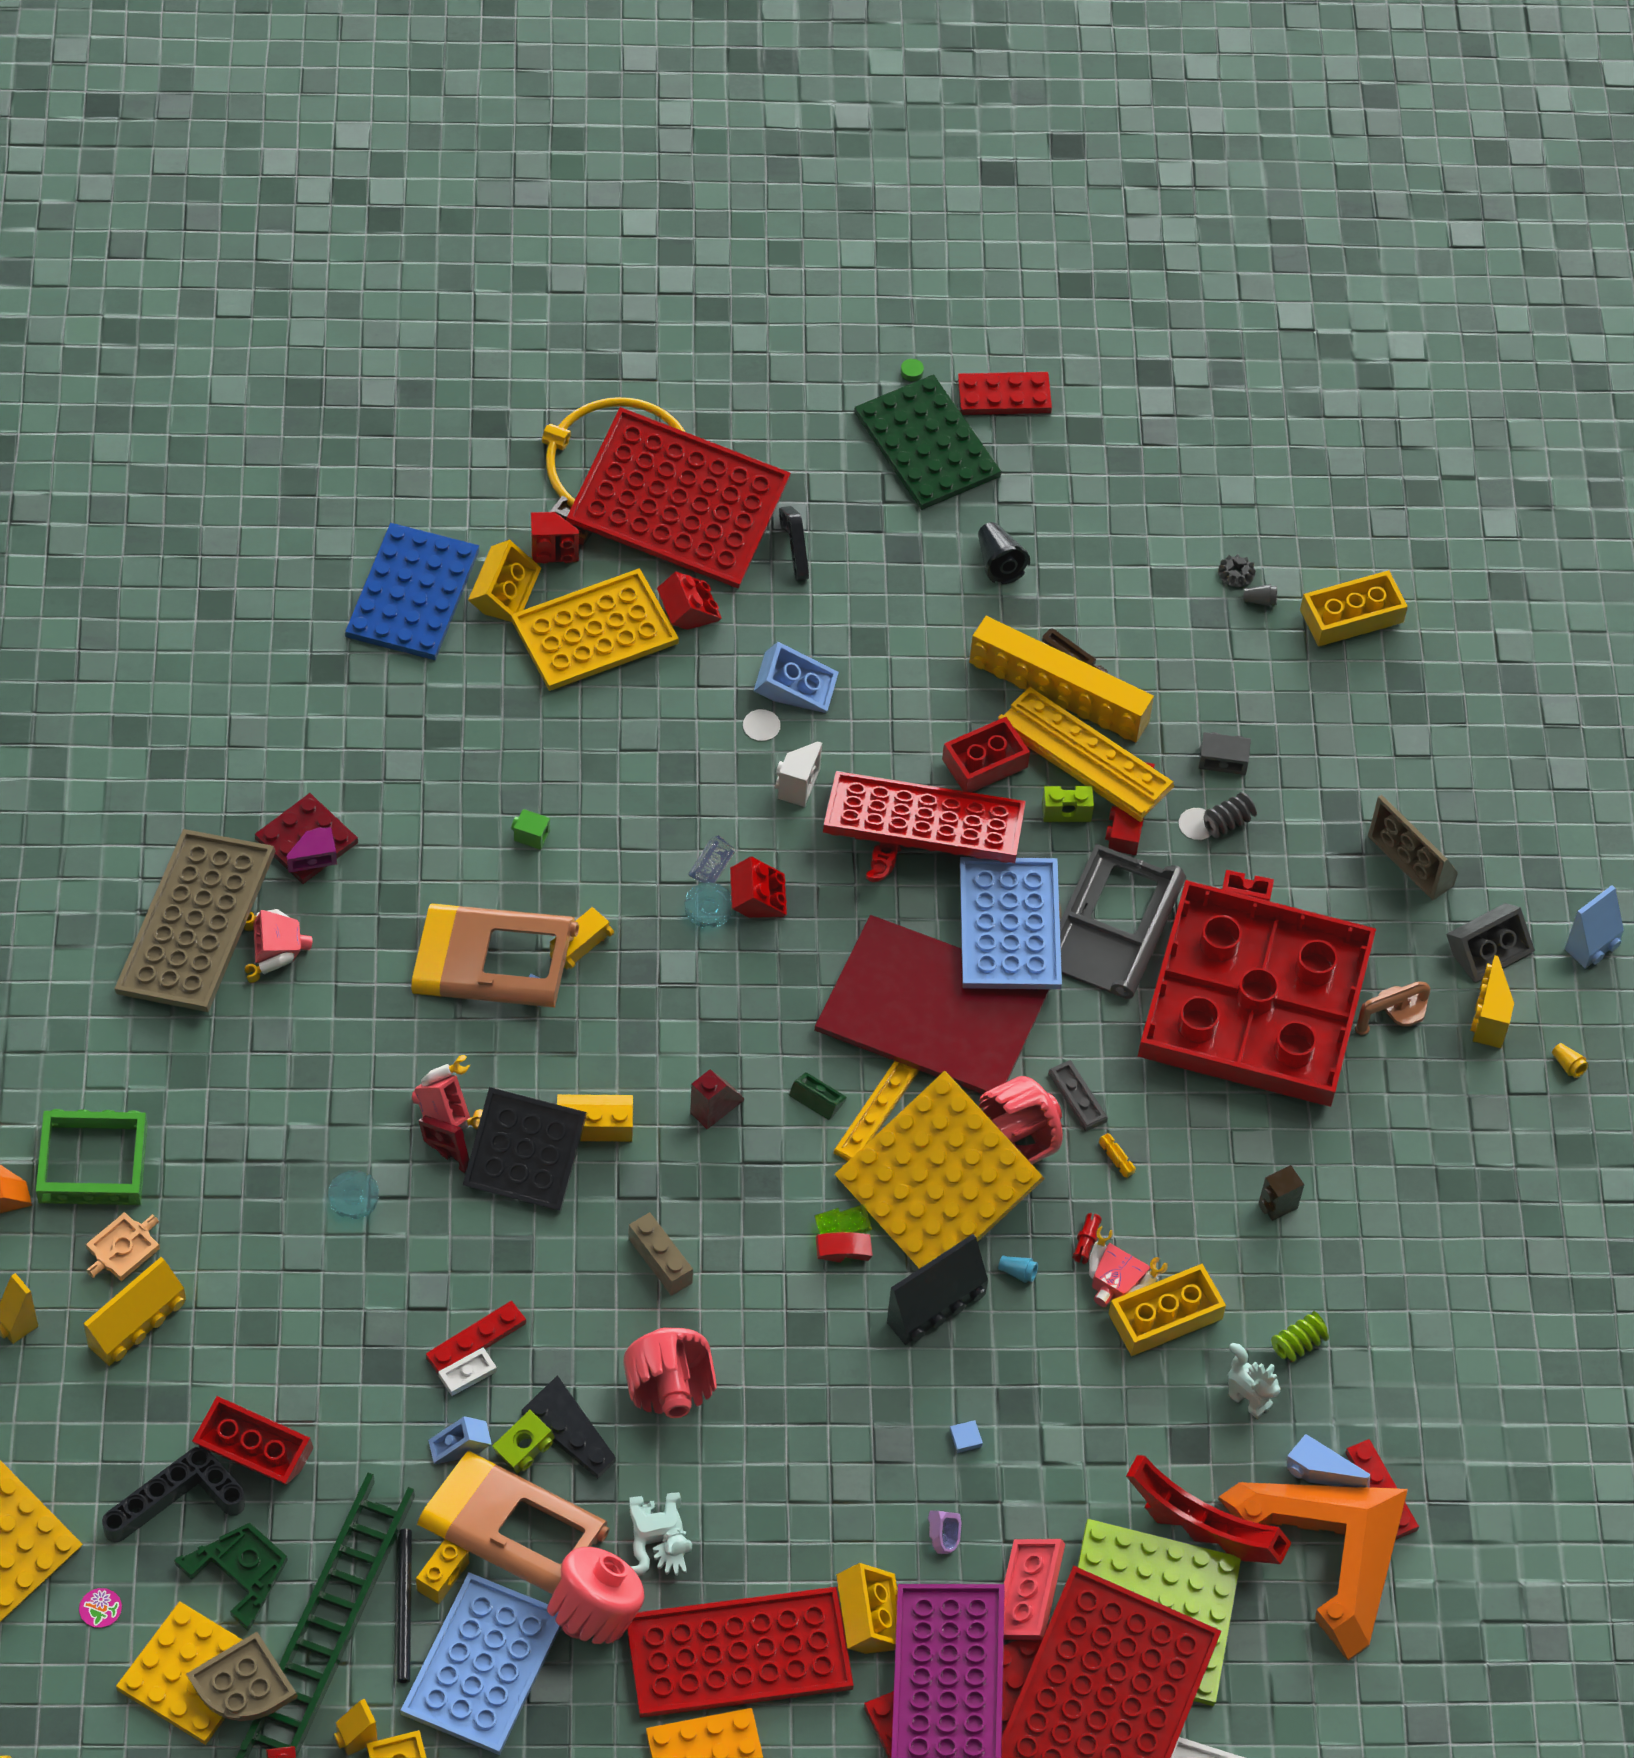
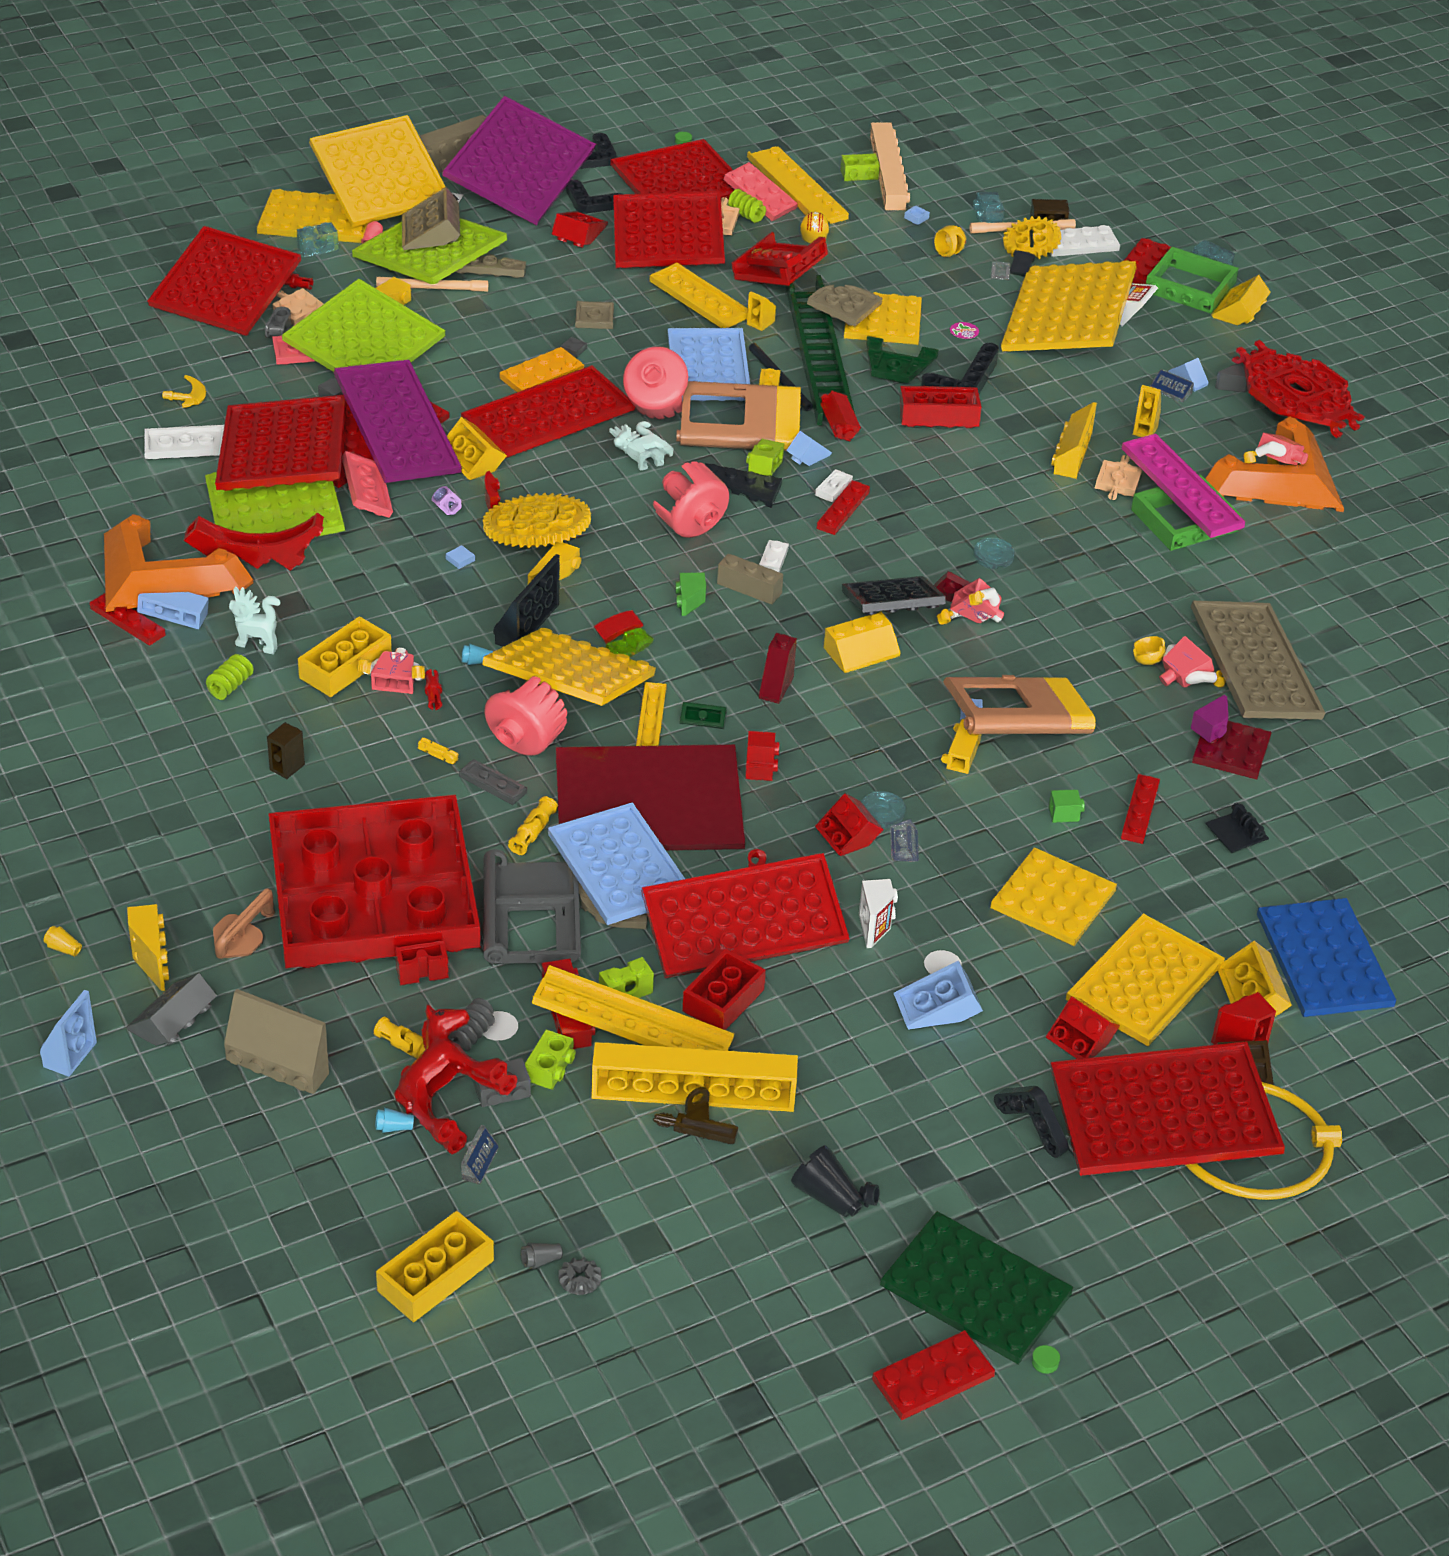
camera: 155 degrees right, 15 degrees down
(79, 1171) = (1183, 485): none -> dark pink plate
(299, 975) = (1149, 650): none -> yellow hair
(383, 742) = (1237, 829): none -> black hinge
(389, 1472) = (840, 415): none -> red brick
(455, 806) = (1140, 809): none -> red plate
(606, 1291) = (774, 555): none -> white plate
(611, 747) = (1053, 896): none -> yellow plate
(735, 1264) = (691, 591): none -> bright green slope
(800, 992) = (760, 755): none -> red brick
(846, 1395) = (537, 520): none -> yellow gear
(868, 1367) = (569, 560): none -> yellow slope
(882, 1526) = (491, 490): none -> red slope
(967, 539) = (870, 1194): none -> black plate
(1067, 1016) = (533, 825): none -> yellow piece
(1176, 762) = (549, 1059): none -> lime brick
(1272, 769) = (438, 1067): none -> red animal
(1274, 699) = (479, 1156): none -> slope
(1287, 825) = (400, 1037): none -> yellow piece
(1334, 757) = (391, 1120): none -> medium azure cone

